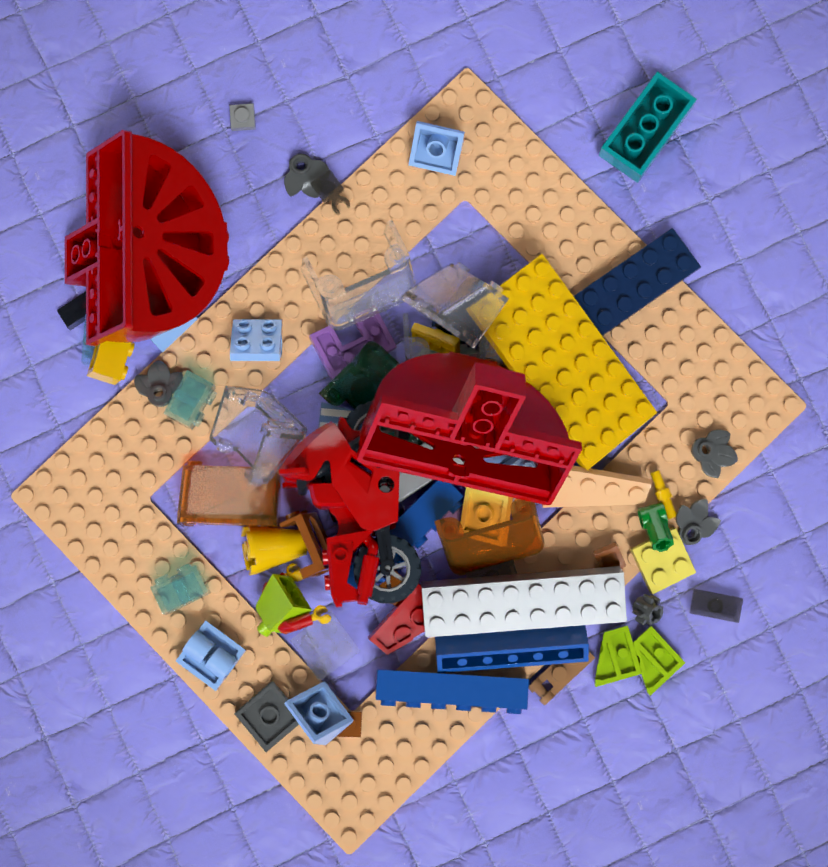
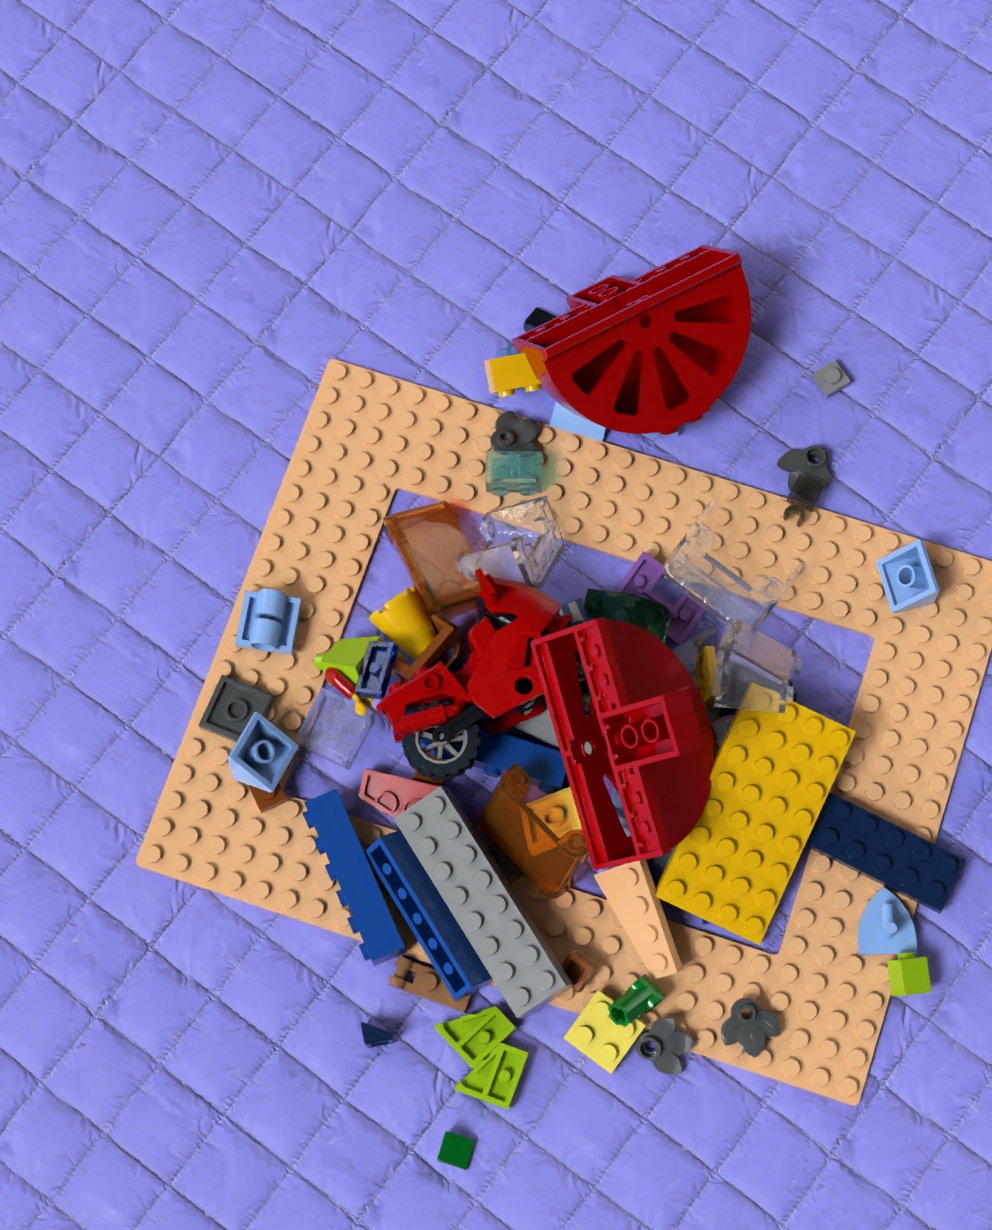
camera: 65 degrees right, 10 degrees down
(179, 589) = (319, 559): clear light blue brick -> none
(256, 340) = (609, 503): light blue plate -> none
(303, 591) = (376, 669): none -> clear blue plate
(581, 734) = (375, 1036): none -> dark blue slope
(647, 609) = (543, 1040): dark grey gear -> none
(663, 494) = (675, 995): yellow bar -> none
(690, 313) = (886, 927): none -> light blue shield
(694, 717) = (455, 1150): none -> green slope
(716, 606) = (586, 1113): clear smoke plate -> none
(735, 316) = (909, 975): none -> lime brick

